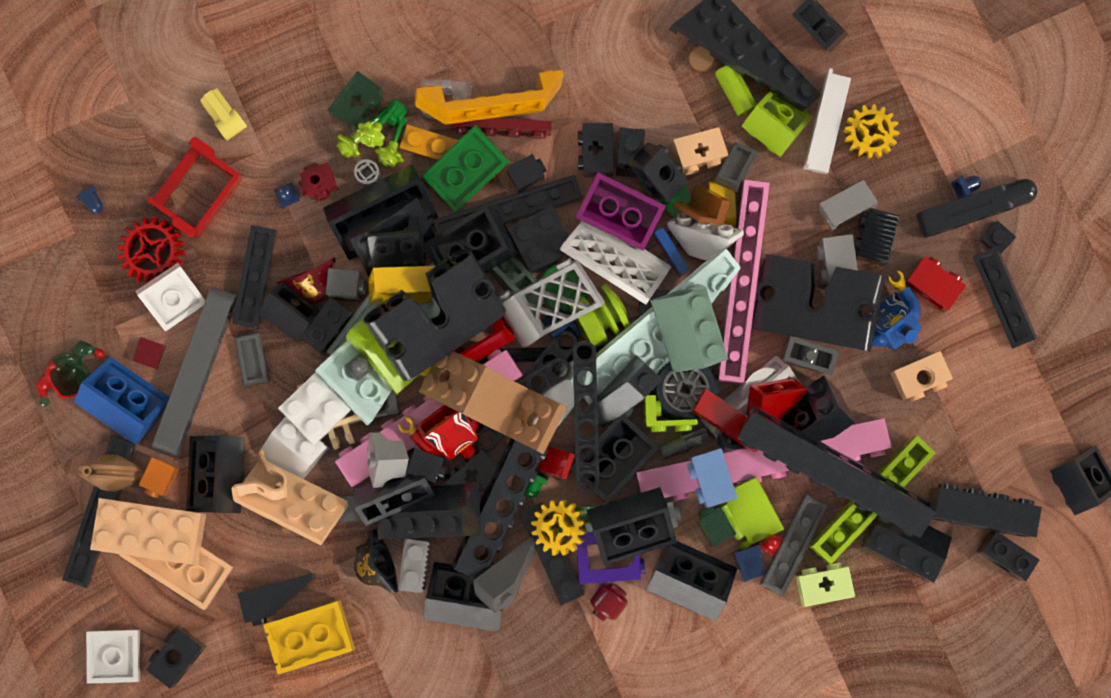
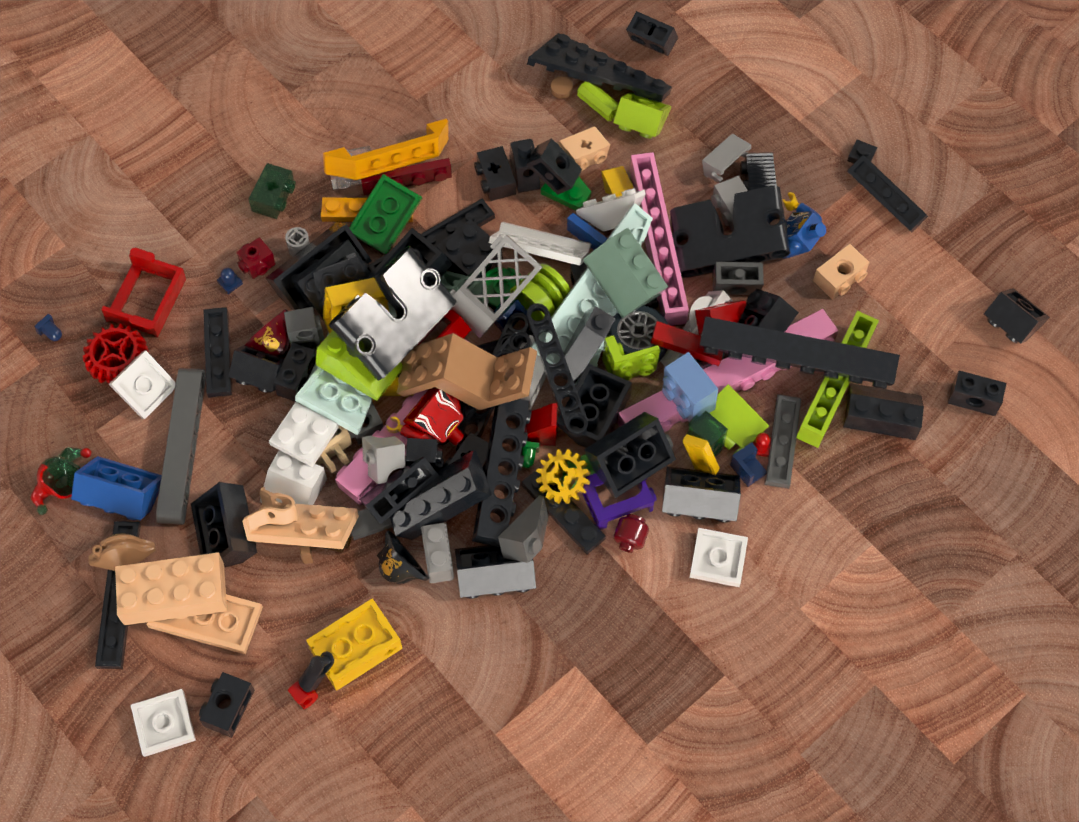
camera: 15 degrees left, 20 degrees down
(149, 353) = (133, 442): dark red tile -> none
(158, 477) = (169, 542): orange brick -> none
(225, 117) = (159, 234): light yellow piece -> none
(252, 359) = (233, 422): dark grey tile -> none
(252, 665) = (304, 689): none -> black piece
(269, 599) = (308, 620): black slope -> none
(358, 367) = (335, 383): dark grey piece -> none
(370, 135) = (293, 200): lime plant -> none
(526, 173) = (439, 206): black brick -> none
(620, 211) = (532, 207): magenta slope -> none
(684, 442) = (650, 384): dark grey axle -> none
(686, 650) = (718, 557): none -> white plate
(703, 544) = (701, 454): none -> yellow tile
(705, 206) = (604, 184): dark orange panel -> none
(736, 167) = (620, 154): dark grey tile -> none
(826, 123) = (684, 107): white panel -> none
(840, 587) = (818, 474): yellowish green brick -> none
(862, 128) = (724, 101): yellow gear -> none
(935, 283) = (825, 198): red brick -> none
(964, 187) = (818, 122): dark blue piece -> none
(976, 207) = (834, 134): black piece -> none
(985, 512) = (940, 358): black brick -> none

